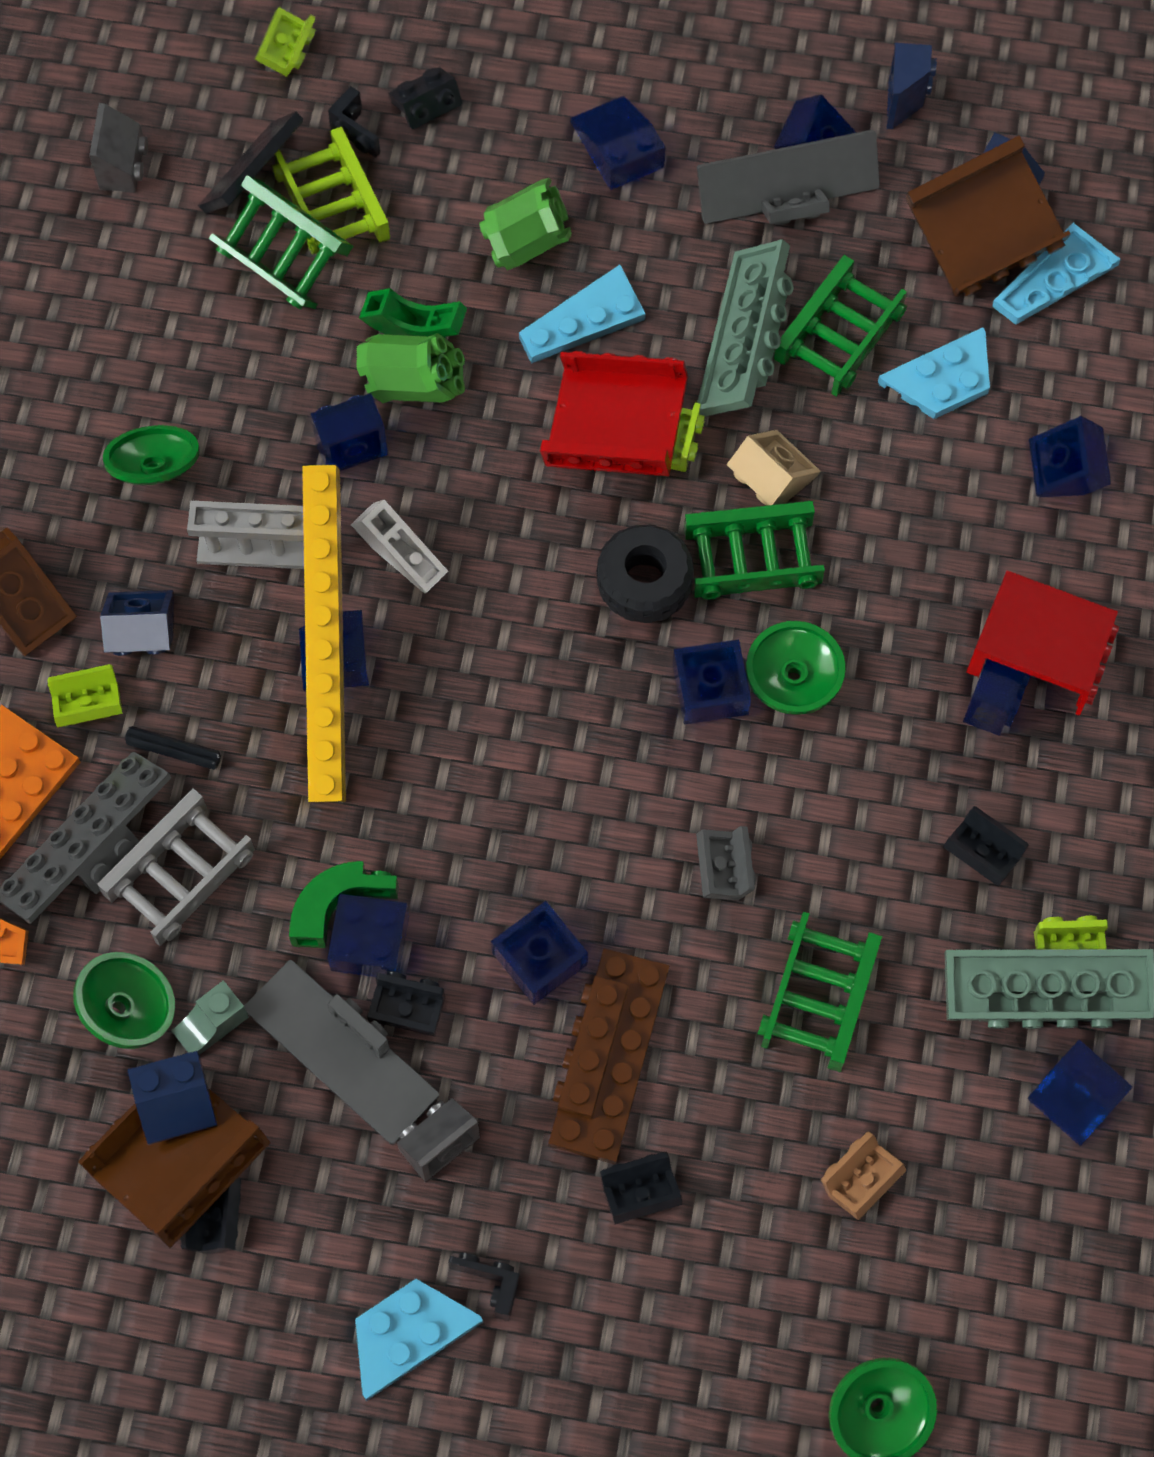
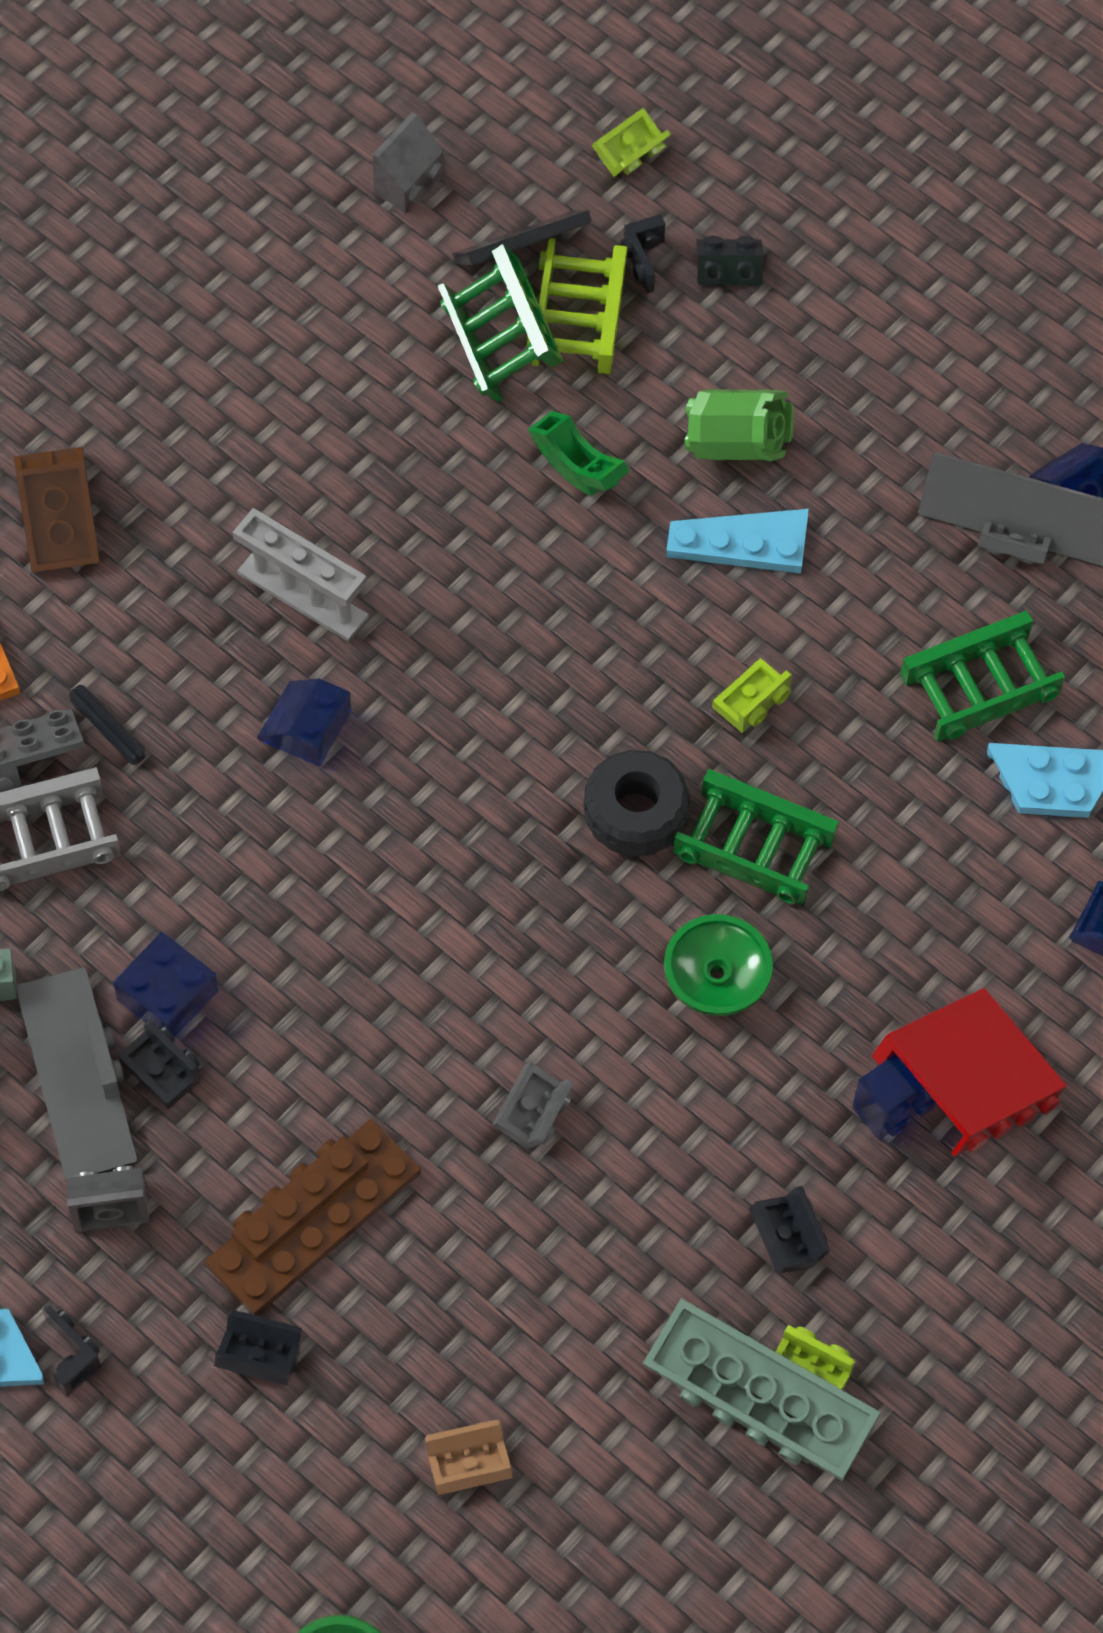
camera: 30 degrees right, 5 degrees down
(85, 695) = (59, 635): lime bracket -> none
(138, 622) = (148, 596): slope -> none
(151, 454) = (256, 453): green dish -> none
(321, 896) = (137, 929): green arch -> none
(324, 634) = (294, 691): yellow brick -> none
(349, 432) = (446, 528): clear blue brick -> none
(399, 545) = (428, 656): white slope -> none
(411, 368) = (543, 499): bright green brick -> none
(539, 952) = (307, 1087): clear blue brick -> none
(616, 413) = (710, 644): red panel -> none
(620, 141) = (886, 395): clear blue slope -> none
(711, 682) = (630, 934): clear blue brick -> none
(746, 328) = (886, 630): sand green plate -> none
(772, 467) = (826, 771): tan slope -> none
(853, 984) = (551, 1307): green fence -> none
(1079, 1092) = (725, 1505): clear blue slope -> none

